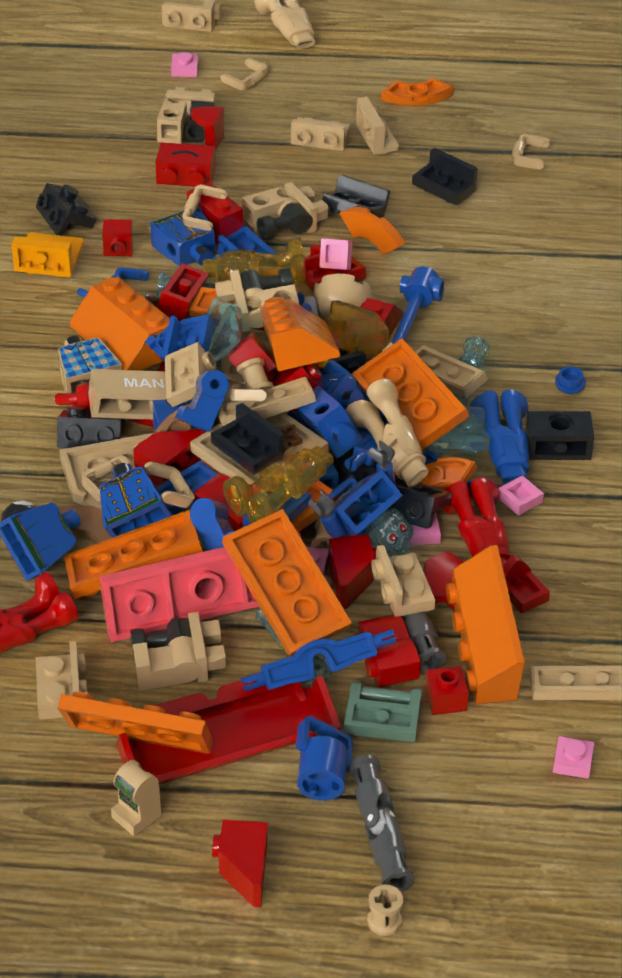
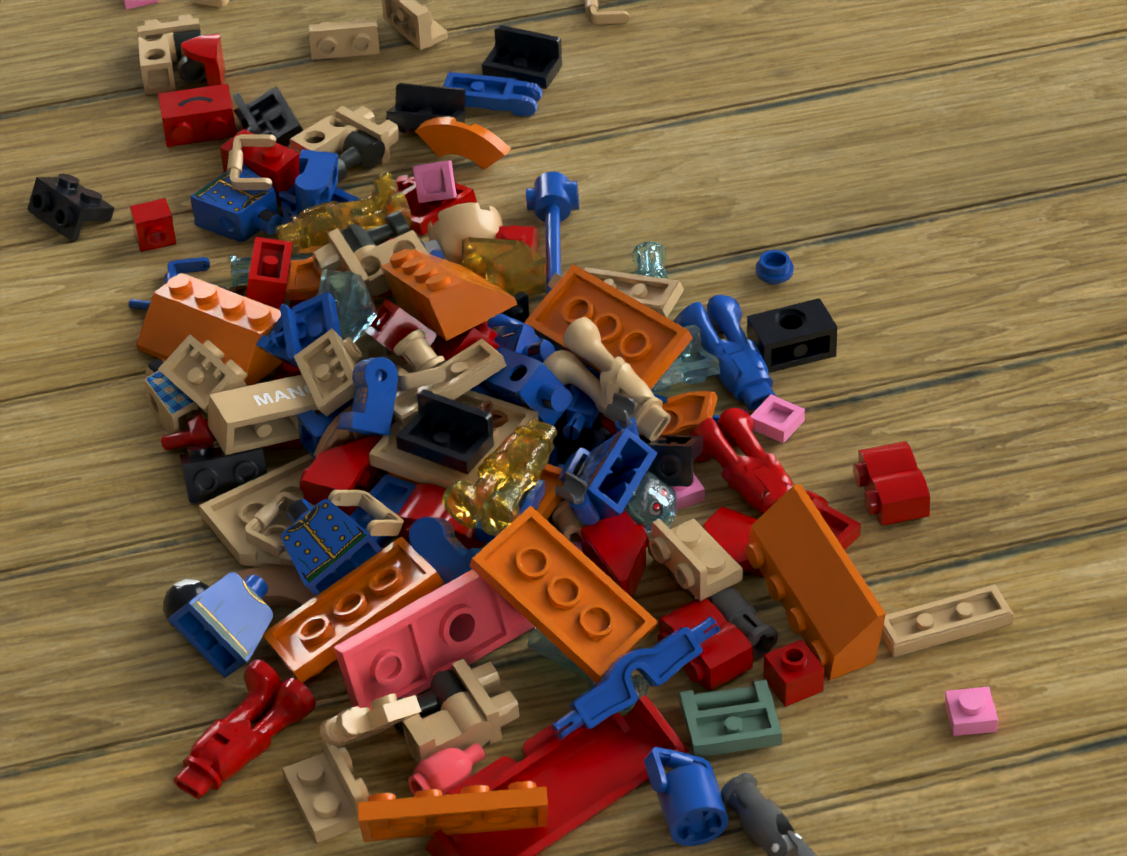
camera: 15 degrees left, 0 degrees up
(46, 254) = (72, 266): light orange bracket -> none
(98, 350) = (200, 372): none -> tan bracket
(105, 640) = (361, 723): none -> tan hinge
(152, 690) = (445, 769): none -> coral plant
(236, 178) = (268, 116): none -> black bracket
(249, 232) = (316, 178): none -> blue leg
(415, 199) = (497, 92): none -> blue hinge
(587, 567) = (892, 483): none -> red brick

